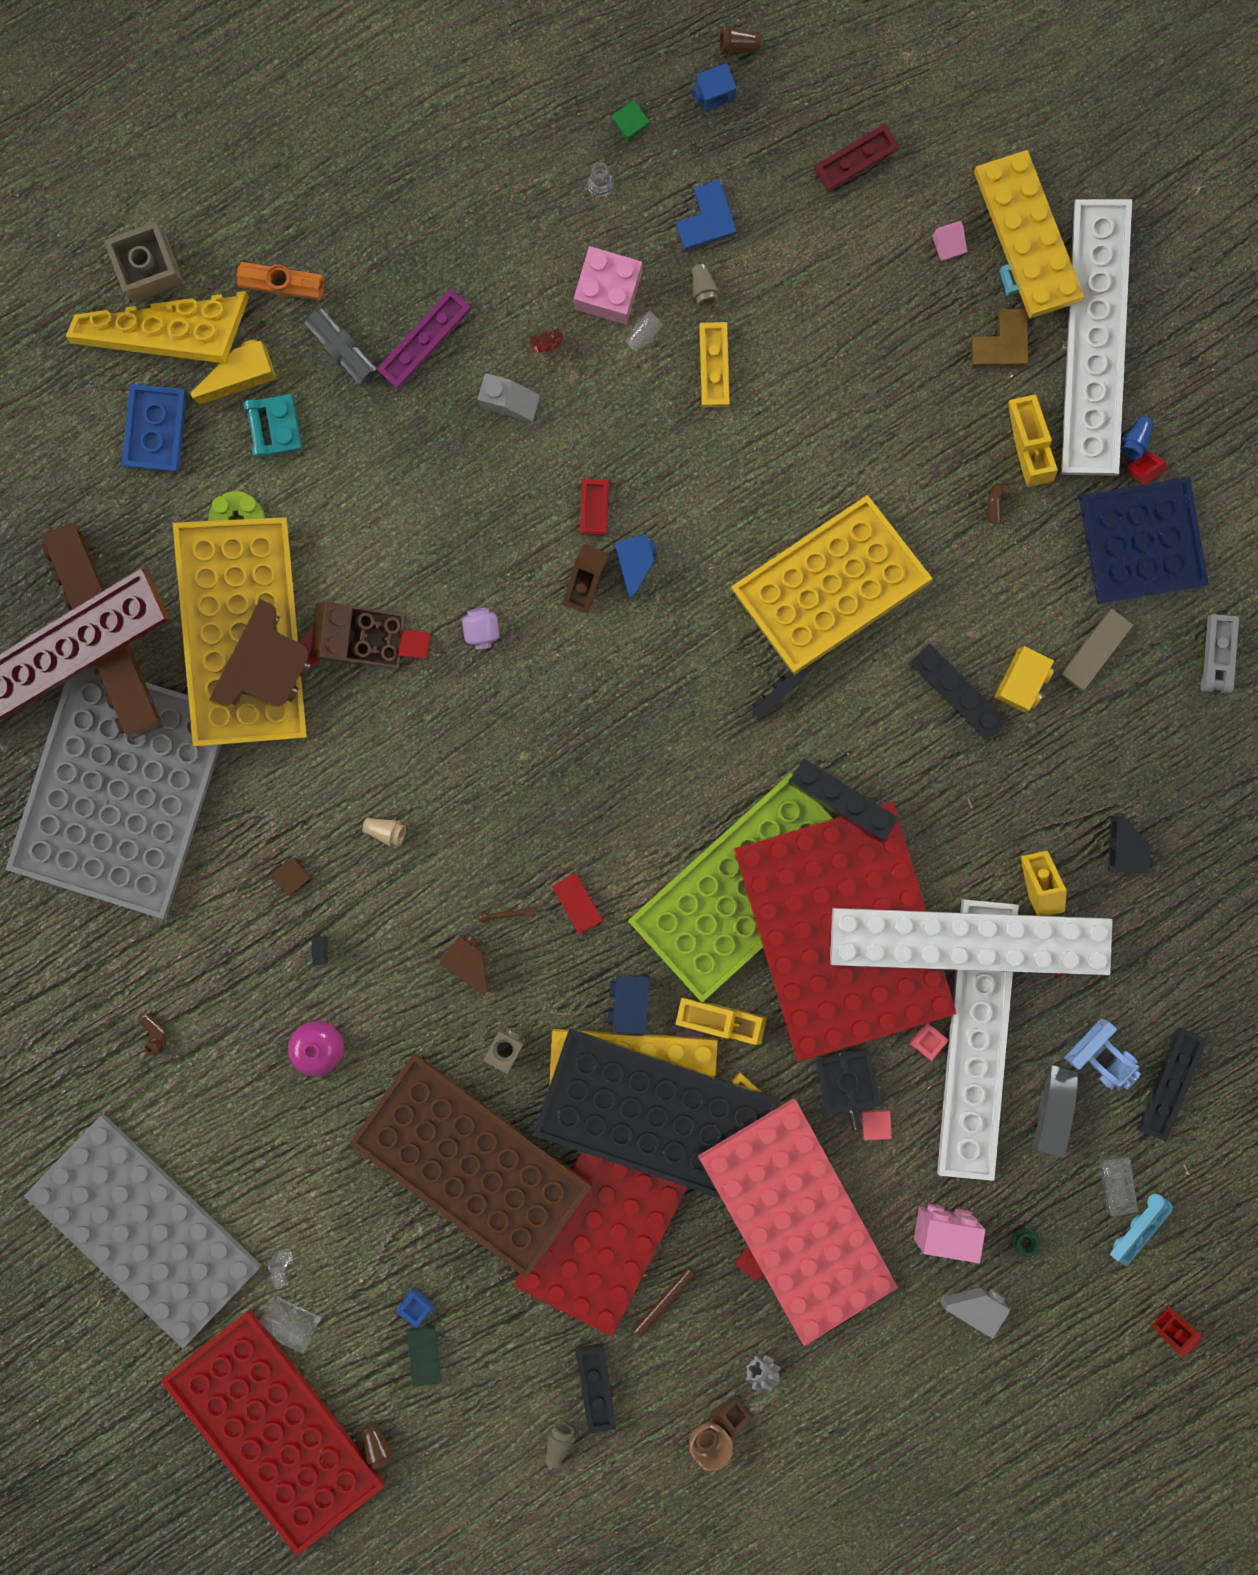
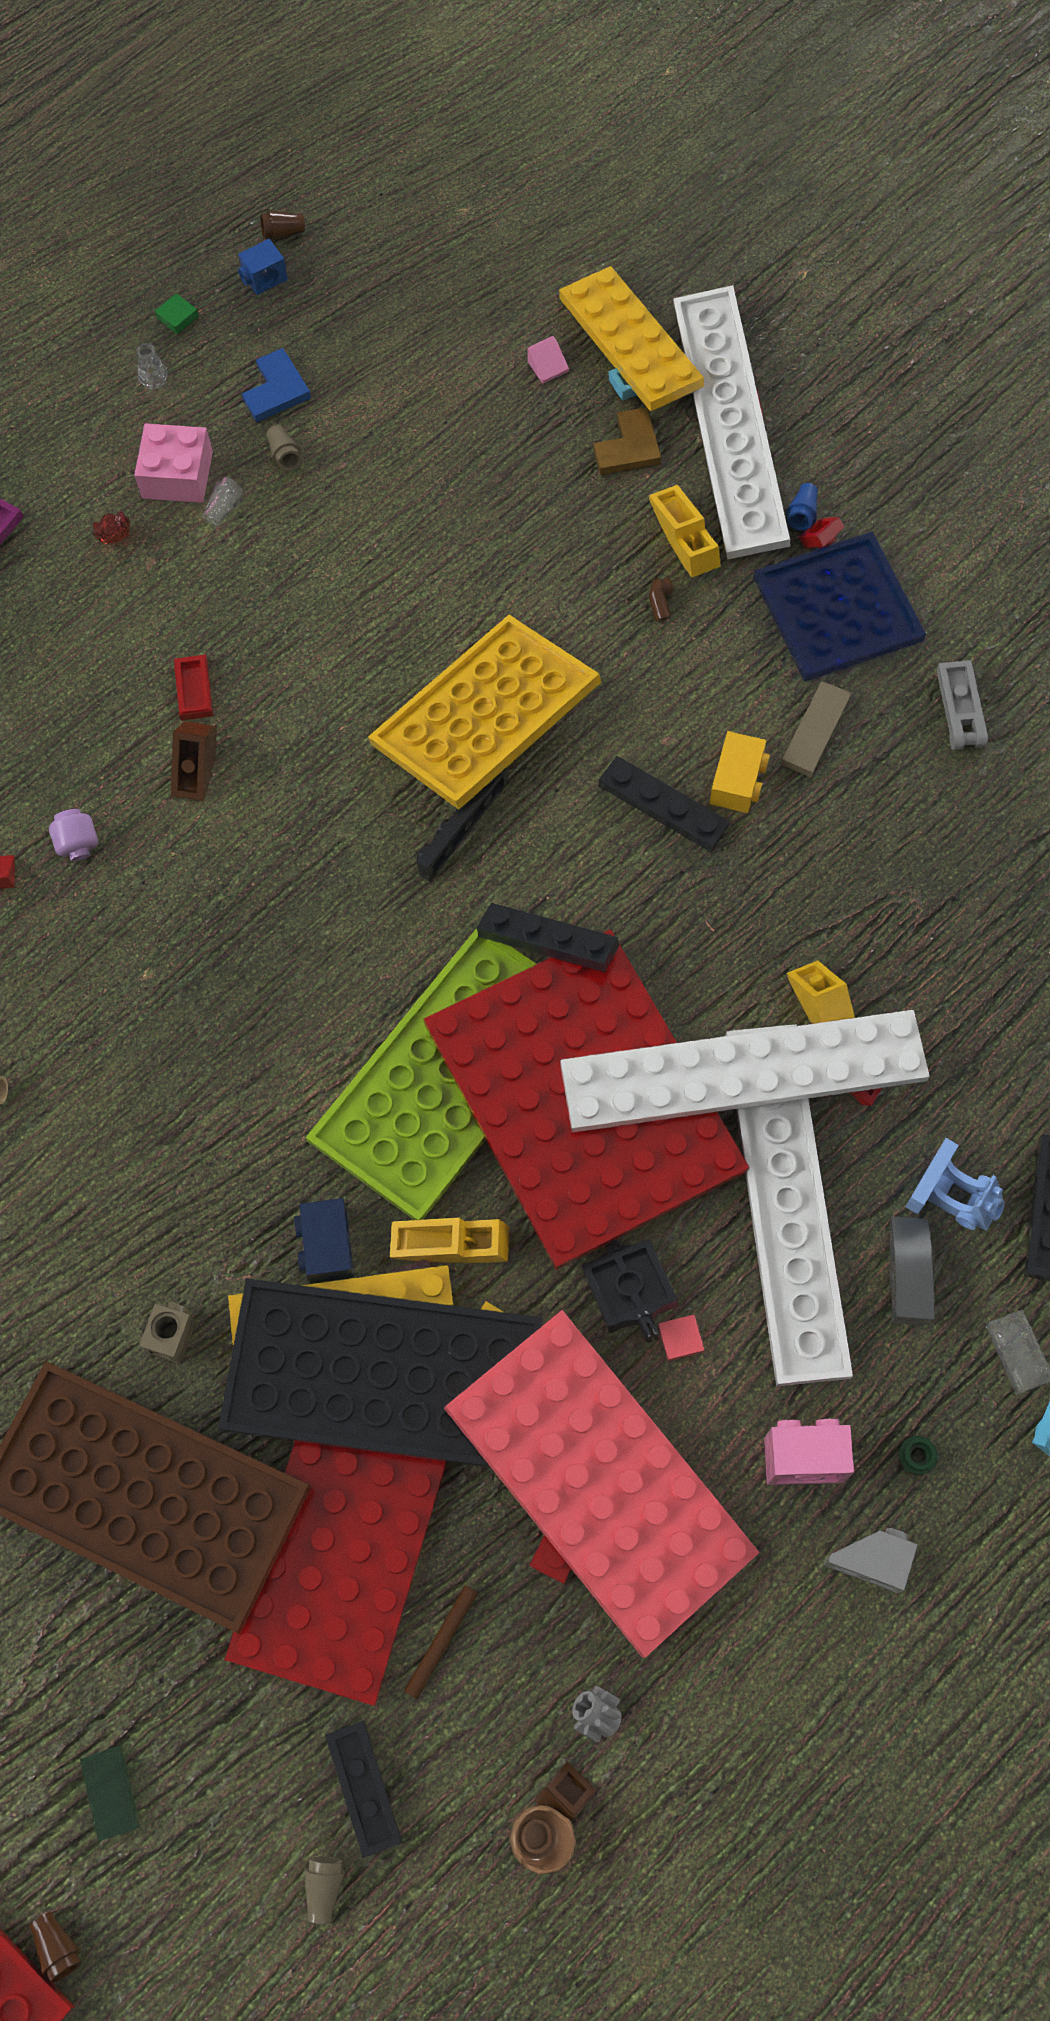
camera: 10 degrees left, 20 degrees down
(415, 1308) = (89, 1723): blue tile -> none
(467, 962) = (104, 1229): reddish brown slope -> none
(507, 398) = (74, 591): light grey slope -> none
(528, 911) = (178, 1156): reddish brown hinge -> none
(577, 903) = (239, 1132): red tile -> none
(636, 561) = (250, 731): blue slope -> none
(714, 364) = (308, 520): yellow plate -> none
(856, 158) = (428, 303): dark red plate -> none
(928, 1041) = (725, 1217): coral tile -> none
(1128, 848) = (914, 935): black slope -> none

